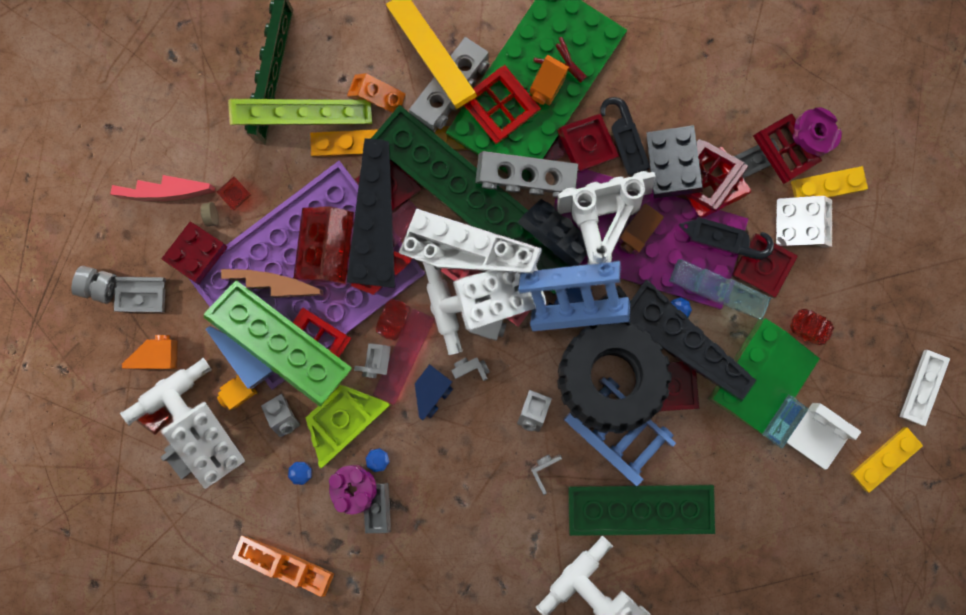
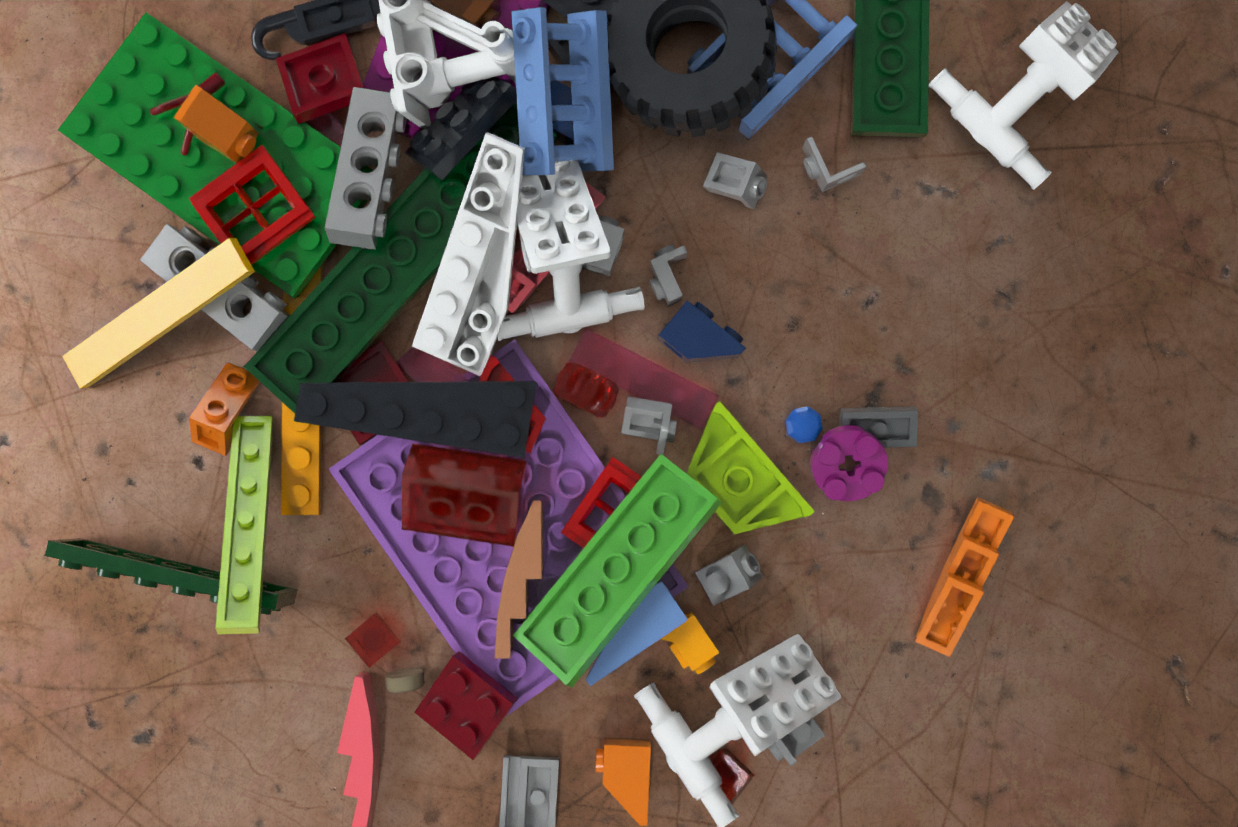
camera: 90 degrees left, 0 degrees up
(300, 473) = (820, 546): blue tile -> none

